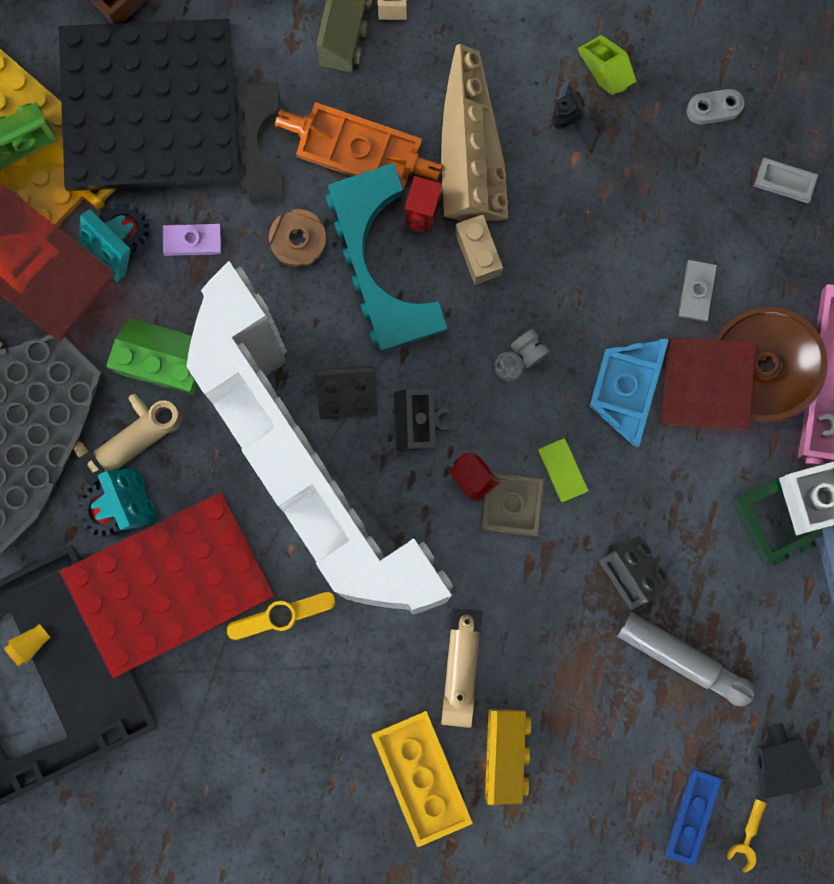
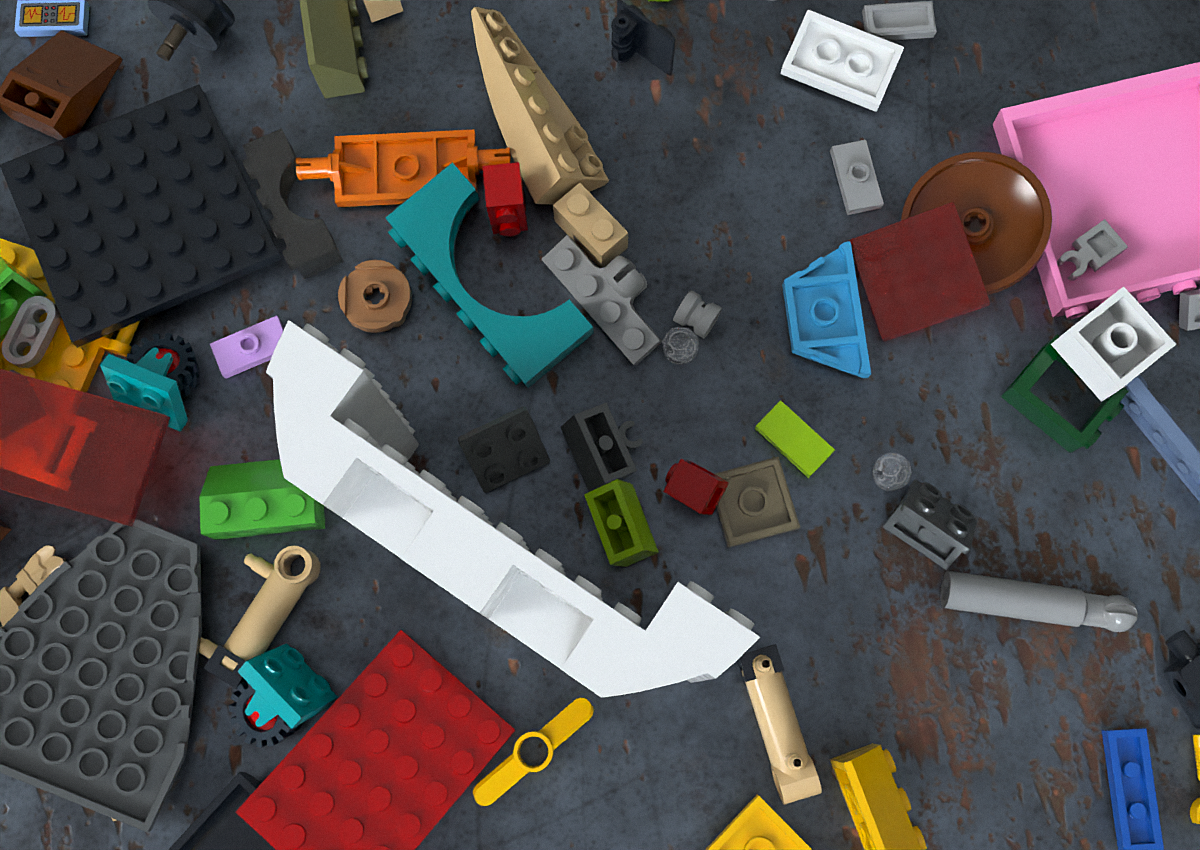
camera: 20 degrees left, 5 degrees down
(35, 164) = (29, 332): none -> light grey plate
(408, 480) = (621, 523): none -> lime brick
(468, 307) = (606, 296): none -> light grey plate
(623, 523) = (891, 471): none -> clear tile
(726, 195) = (842, 60): none -> white plate

